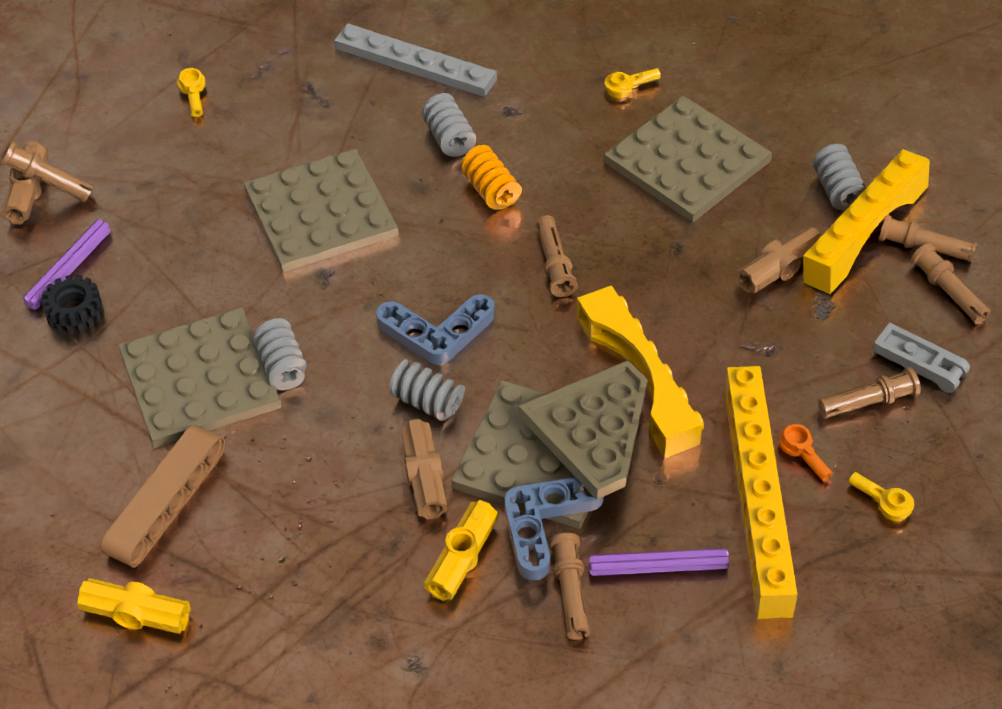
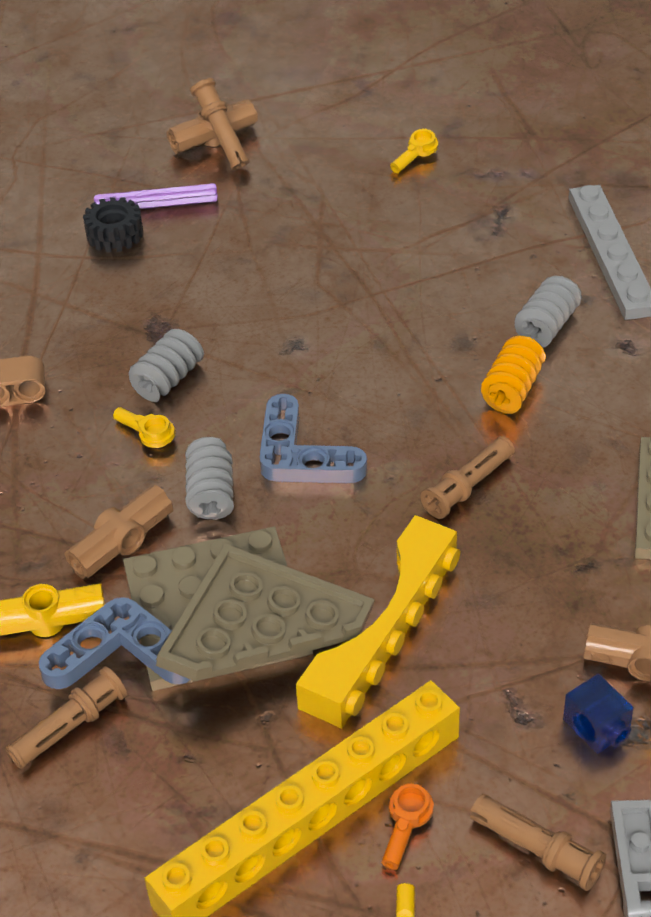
camera: 55 degrees right, 5 degrees down
(198, 376) = (101, 334): dark tan plate -> none
(320, 210) = (365, 298): dark tan plate -> none
(337, 398) = (154, 430): none -> yellow plate
(658, 561) = (154, 776): medium lavender axle -> none
(806, 310) = (598, 713): none -> clear blue brick

